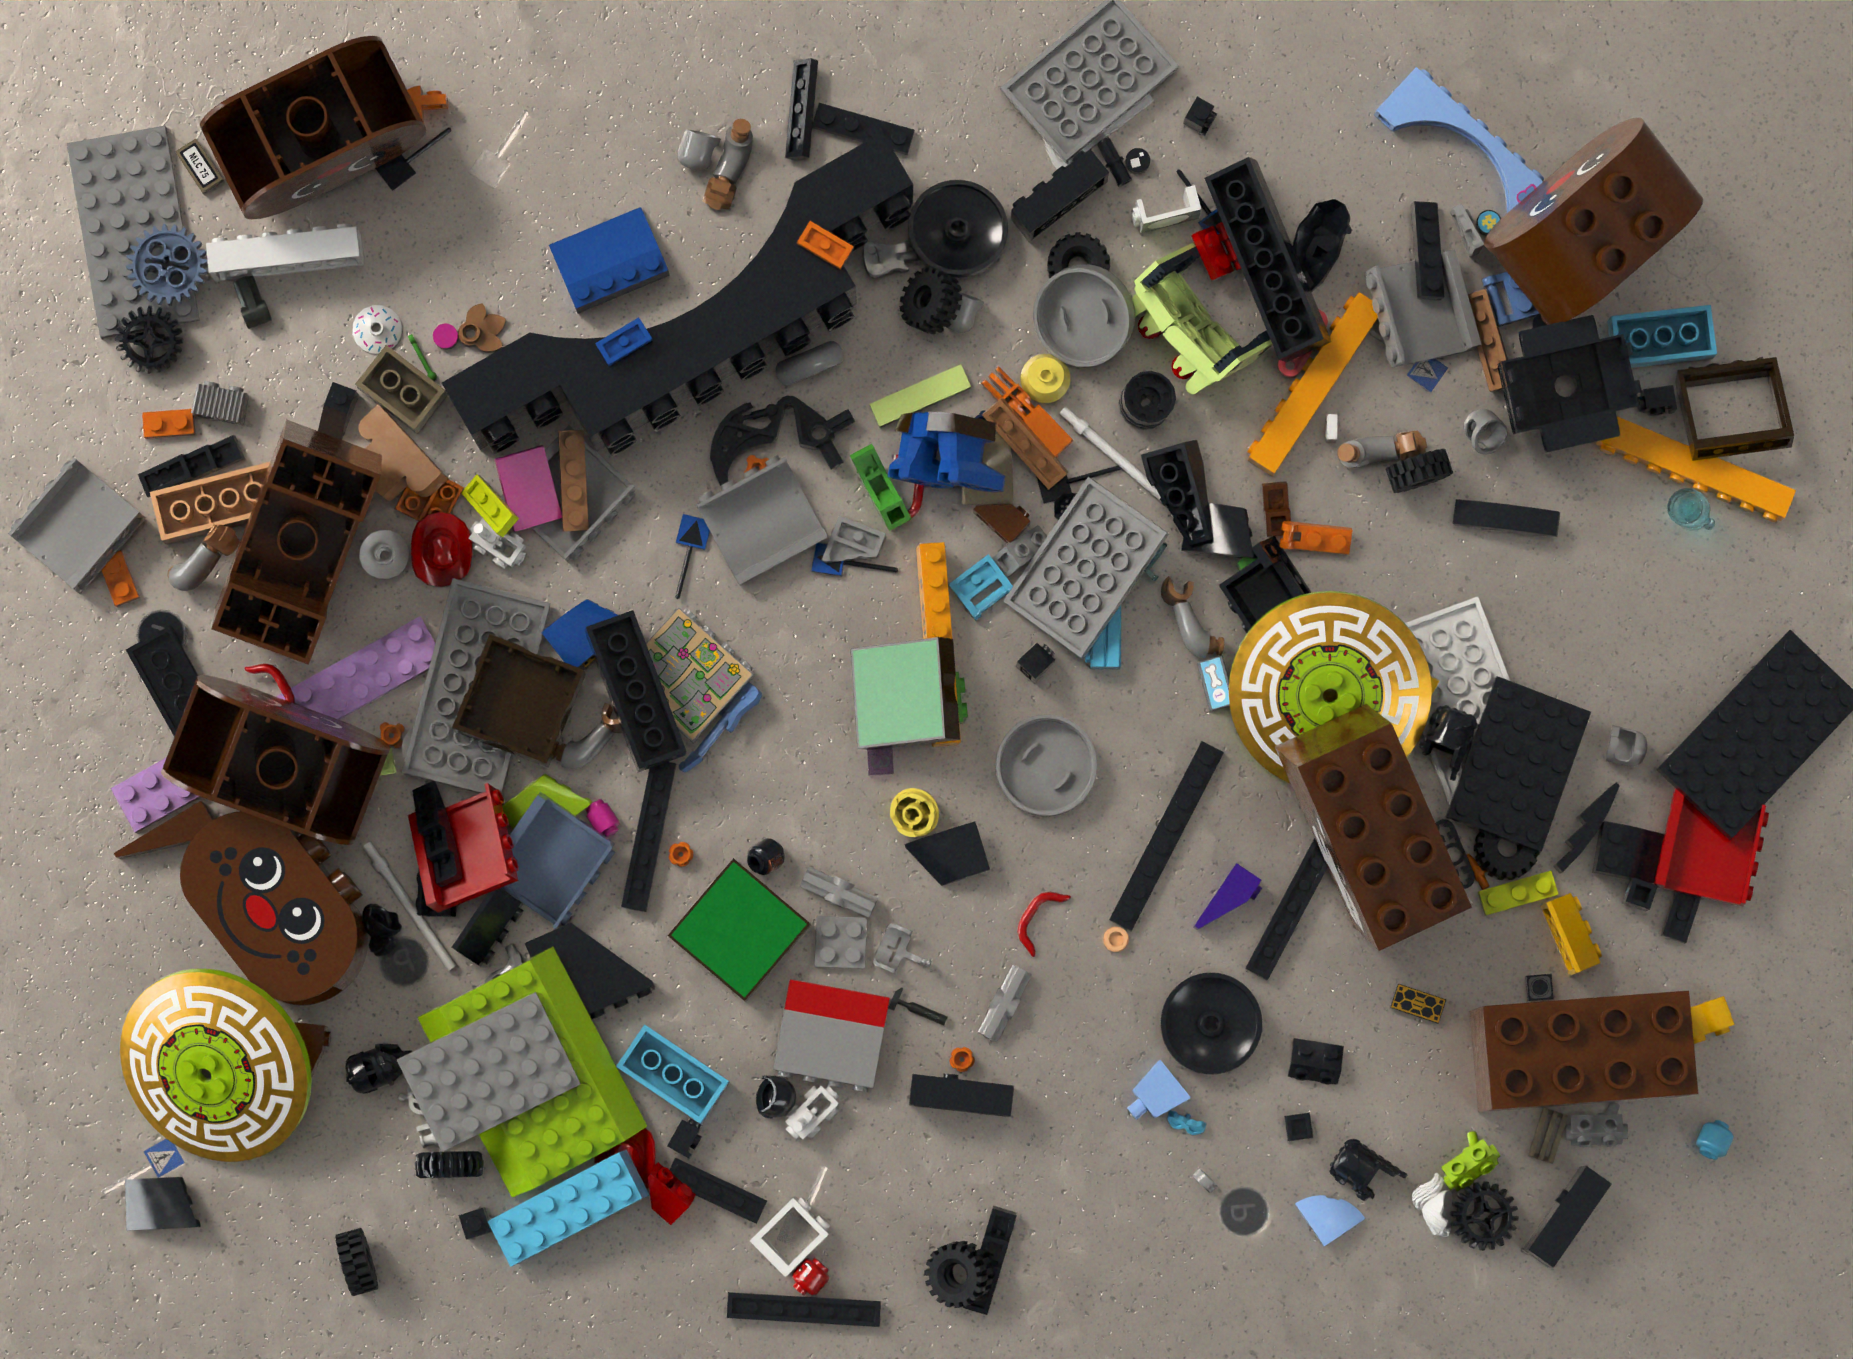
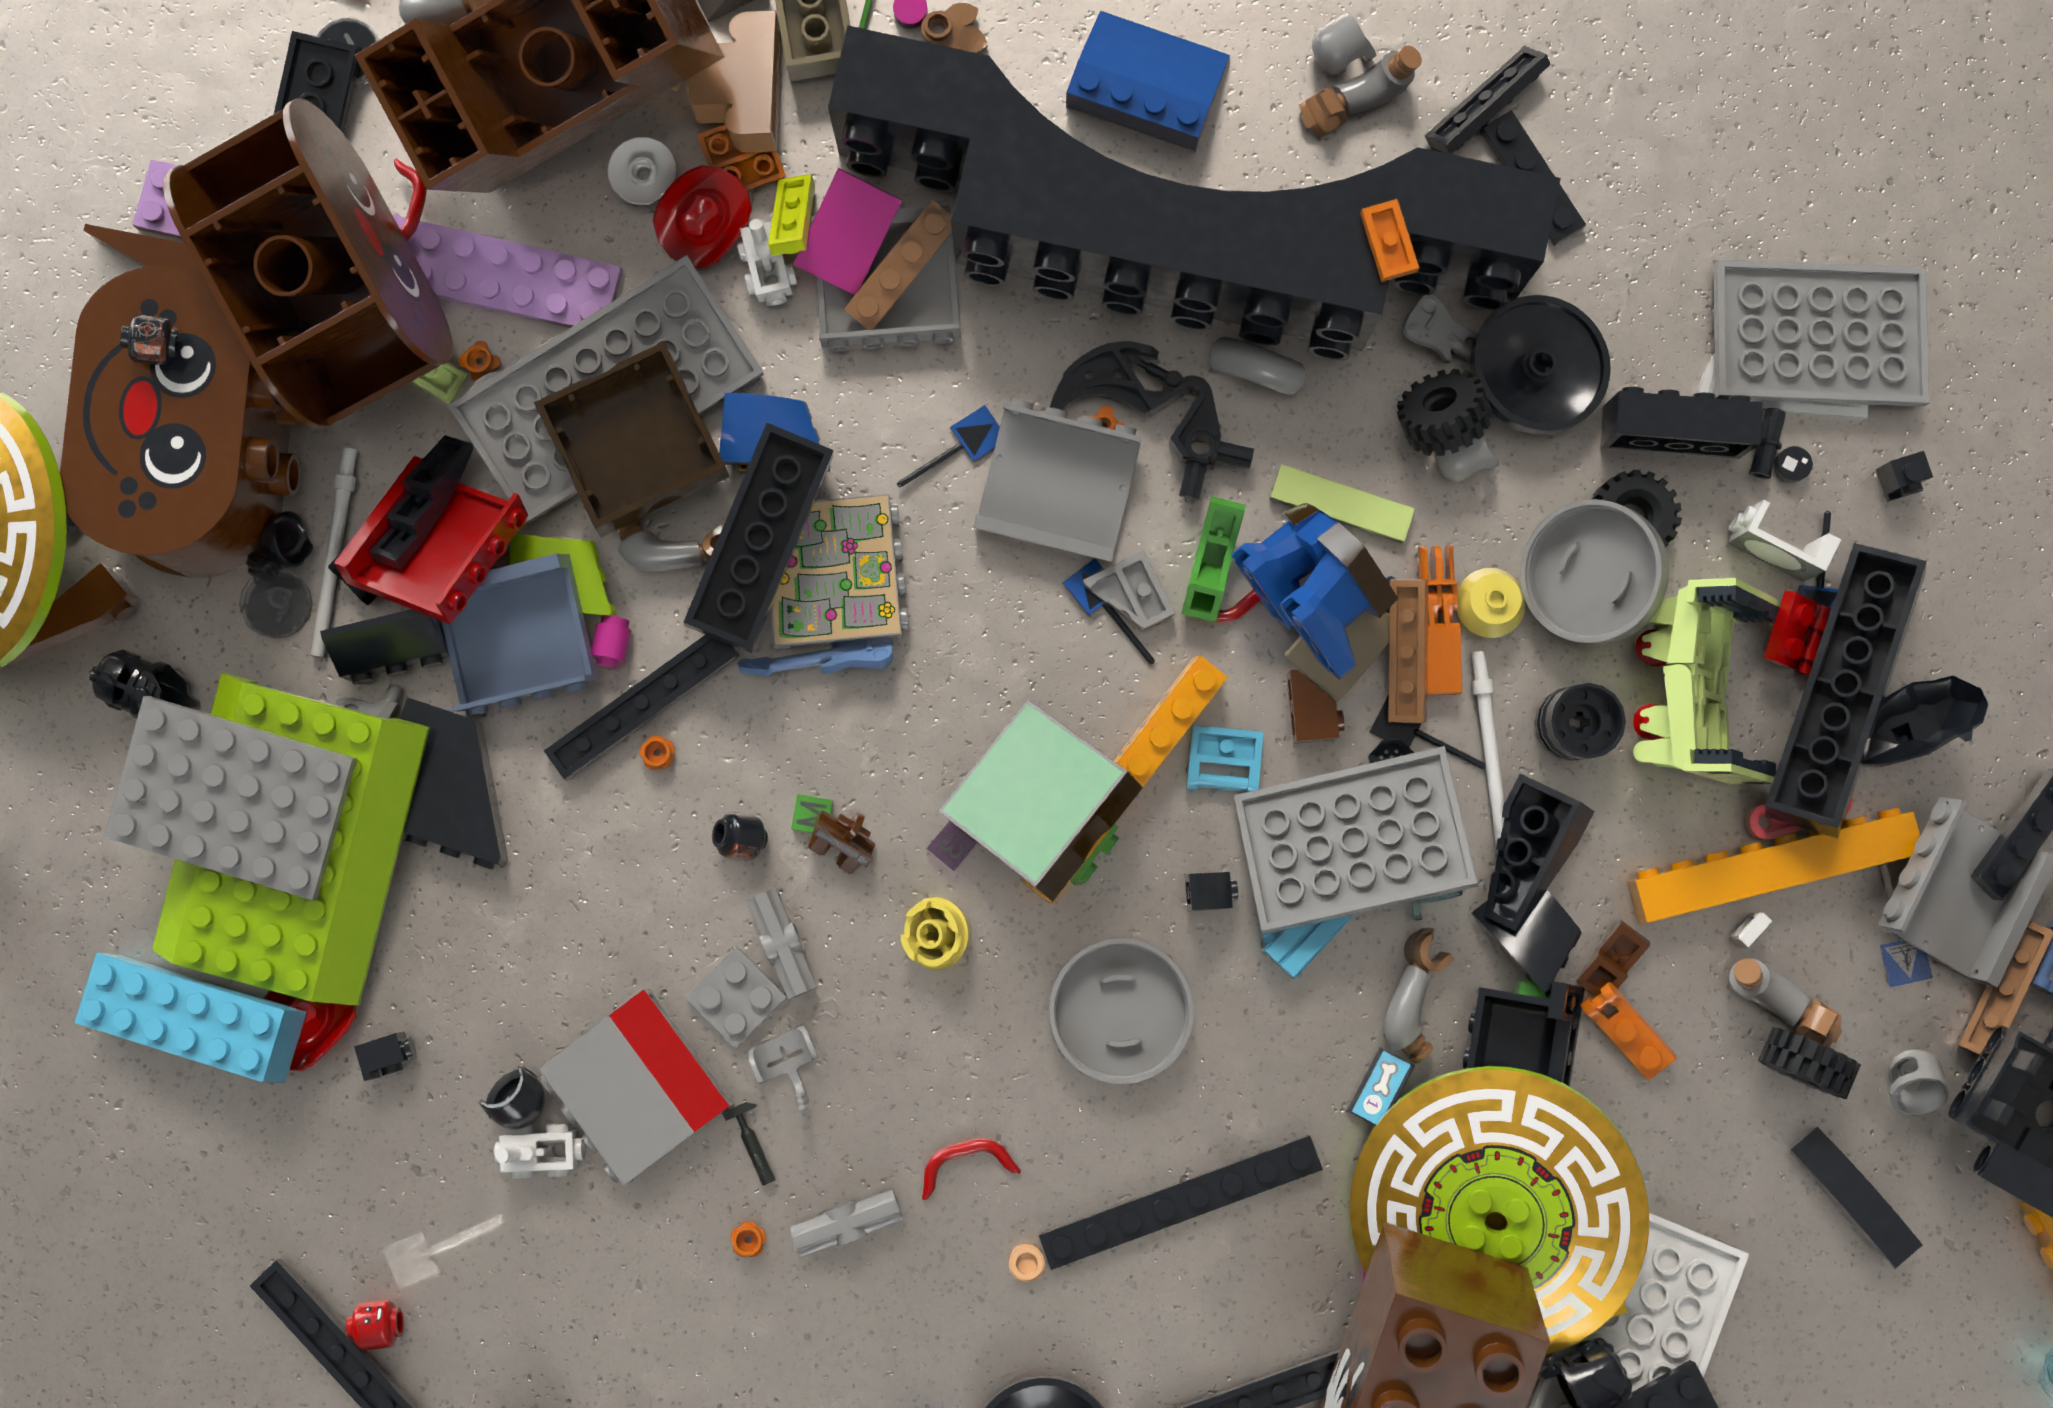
camera: 45 degrees right, 0 degrees up
(237, 870) = (150, 339): none -> black head
(449, 1164) = (116, 863): black gear -> none
(475, 1223) = (85, 939): black brick -> none
(623, 341) = (1078, 151): blue plate -> none
(668, 1194) = (308, 1098): red slope -> none
(672, 1074) = (431, 975): medium azure brick -> none
(719, 1191) = (365, 1139): black plate -> none
(739, 930) = (640, 888): green tile -> none
(772, 1254) = (360, 1261): white window -> none
(792, 812) = (807, 810): none -> bright green tile
(821, 805) = (844, 835): none -> reddish brown hips
(951, 853) = (936, 1012): black slope -> none
(961, 1095) = (708, 1281): black brick -> none
(1019, 551) = (1299, 759): light grey bracket -> none
(1233, 892) = (1194, 1330): dark purple slope -> none

